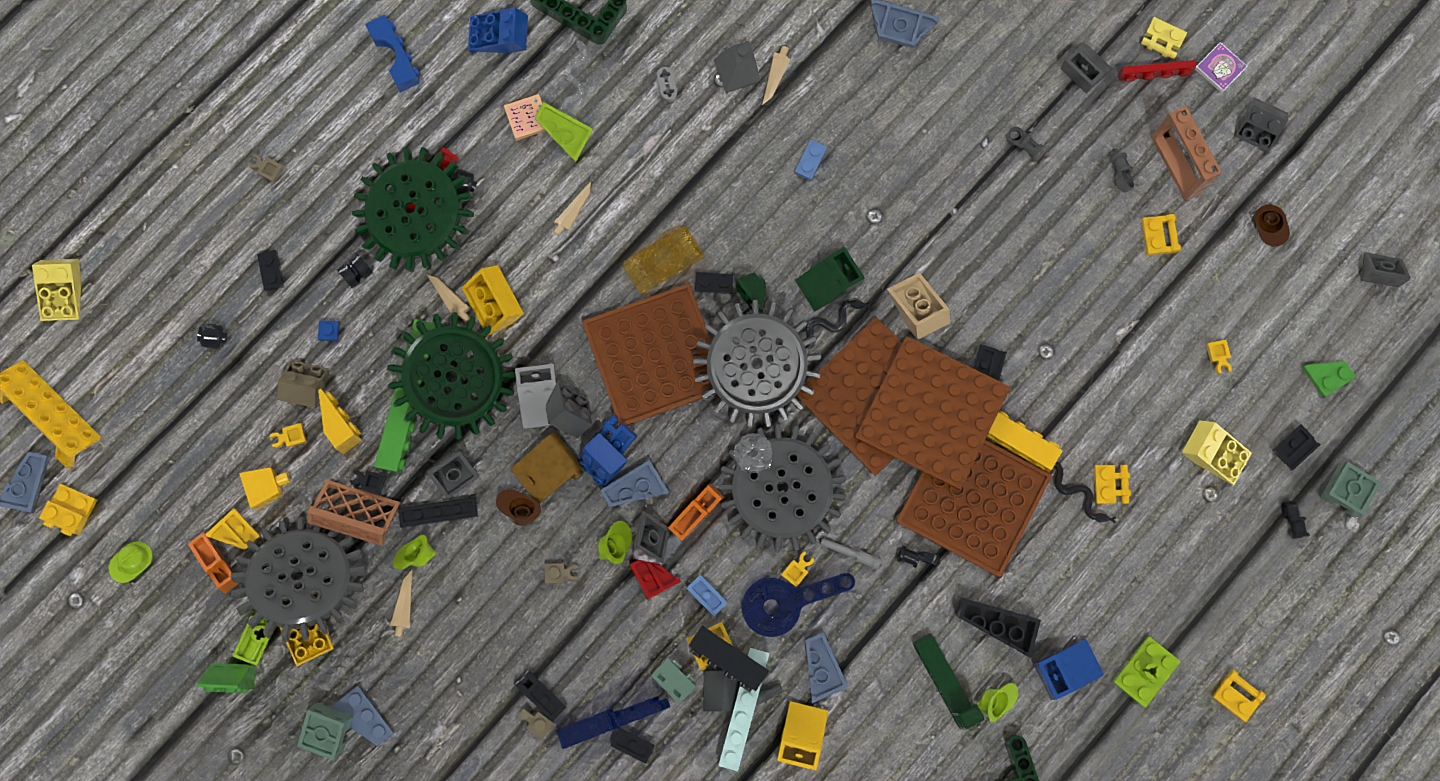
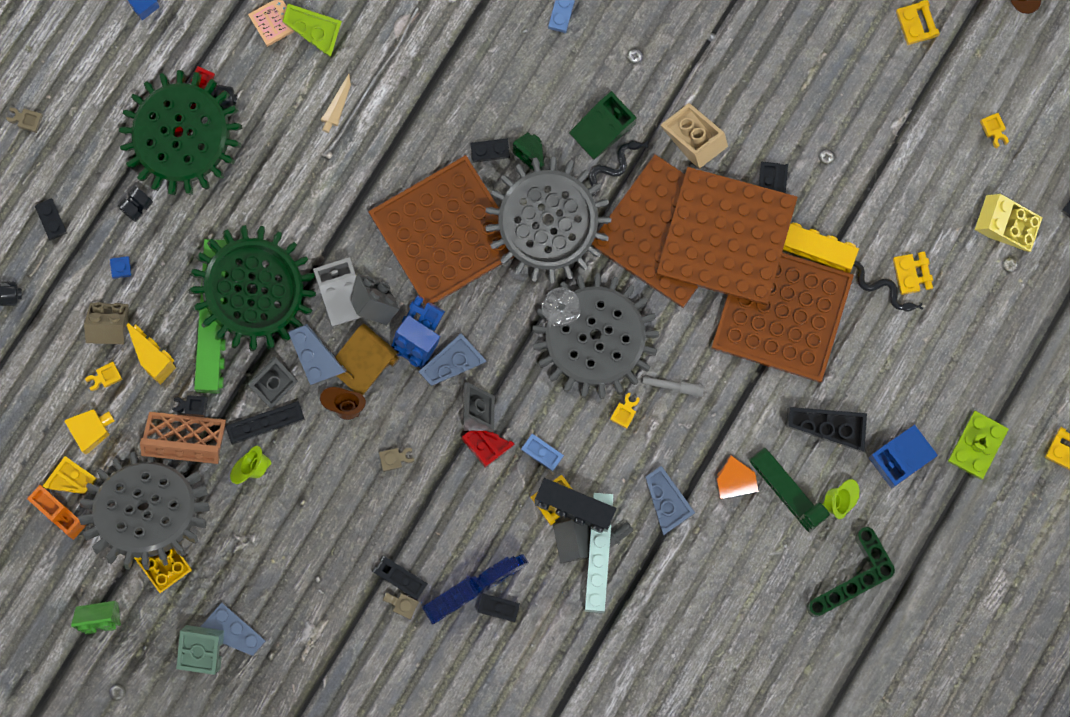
camera: 10 degrees left, 0 degrees up
(250, 647) = (109, 585): lime piece -> none
(402, 610) = (249, 519): tan bar -> none
(450, 299) = (234, 214): tan bar -> none
(492, 299) = (276, 206): yellow slope -> none
(499, 457) = (314, 356): none -> sand blue wing
(616, 543) = (444, 419): lime piece -> none
(663, 260) = (435, 137): clear yellow slope -> none
(674, 681) = (527, 538): sand green piece -> none
(696, 512) = (516, 375): orange slope -> none
(789, 602) = (622, 443): clear blue beam -> none
(802, 736) = (660, 567): yellow slope -> none
(895, 660) = (736, 479): none -> orange slope
(913, 558) = (734, 379): black connector -> none

